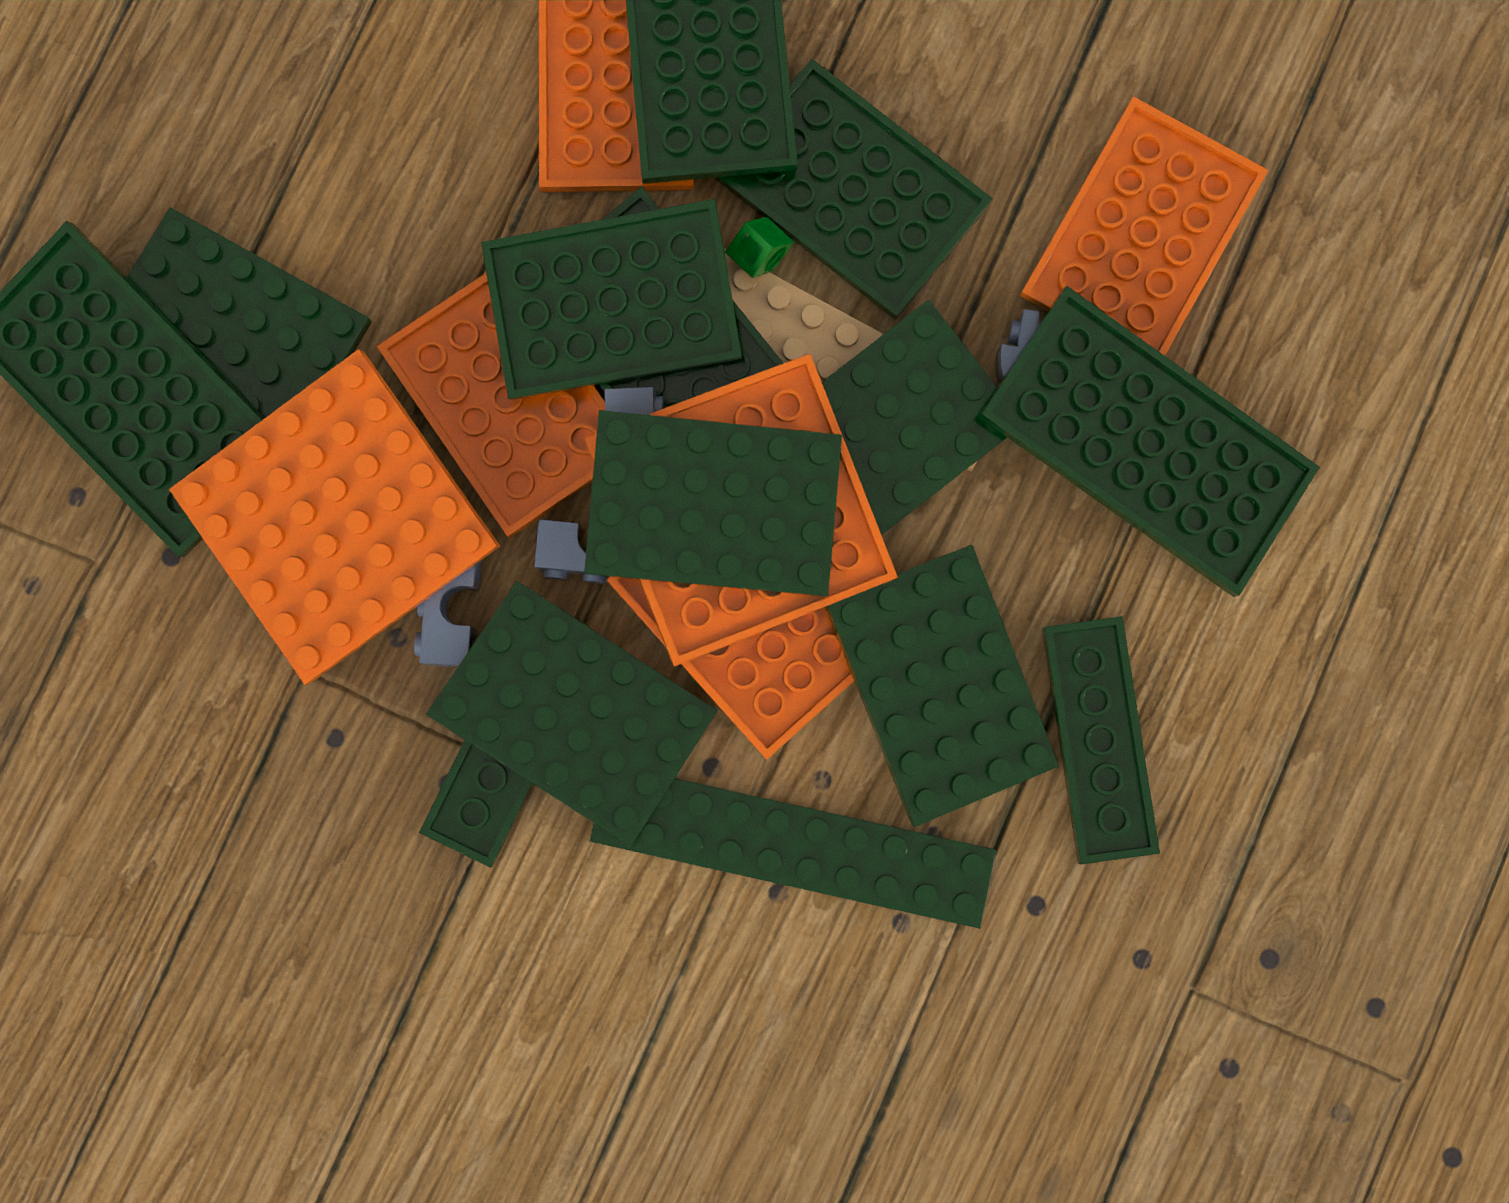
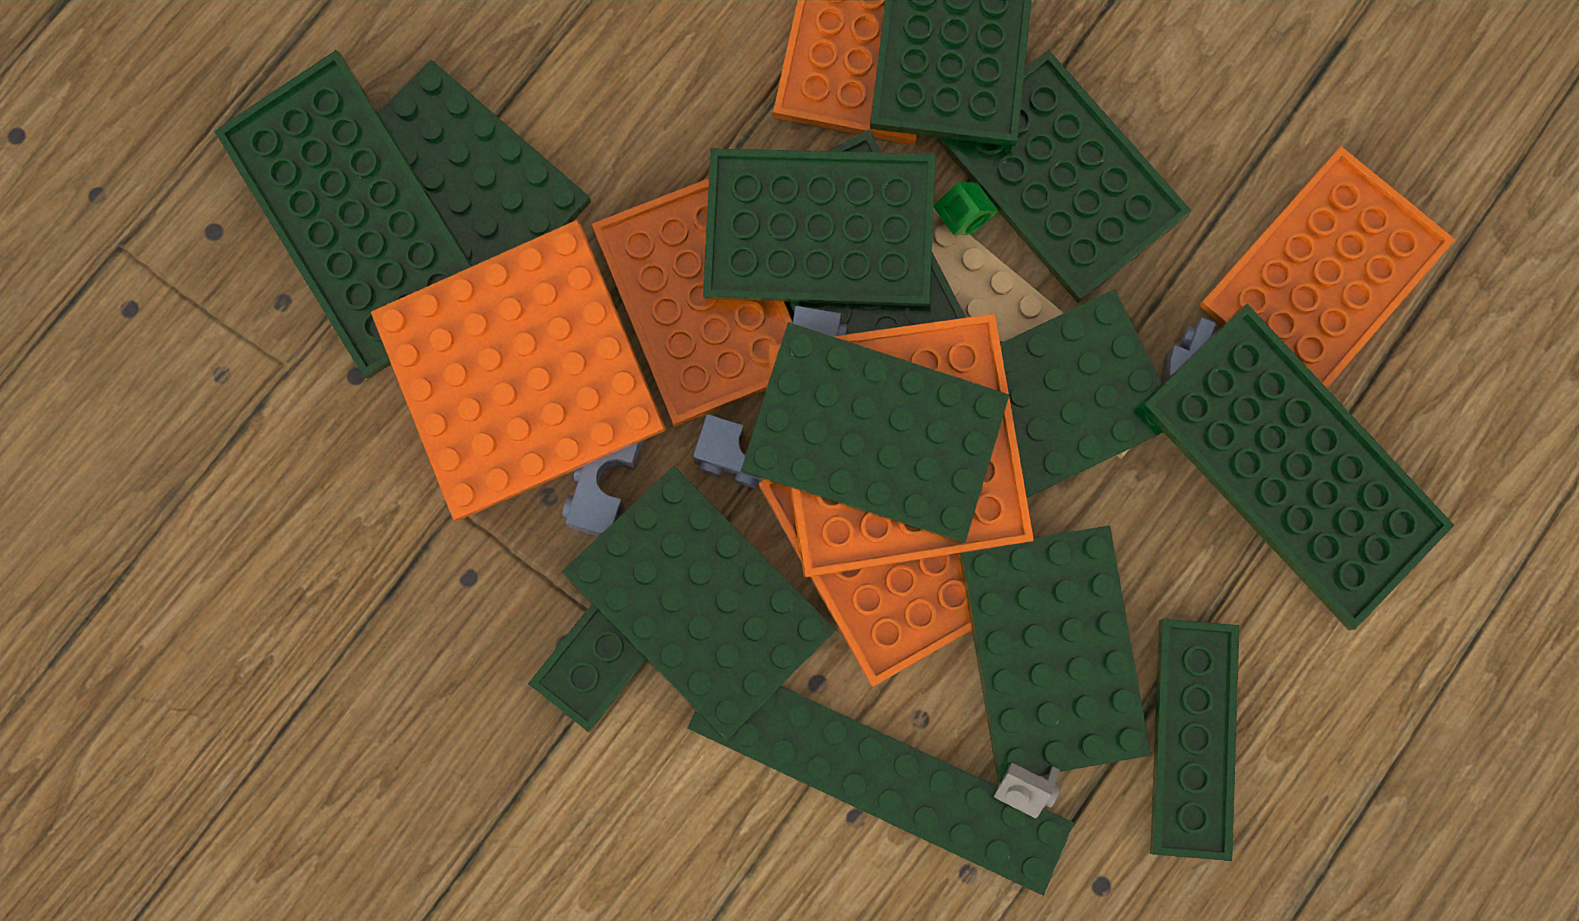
camera: 10 degrees right, 5 degrees down
(942, 829) = (1027, 790): none -> light grey bracket

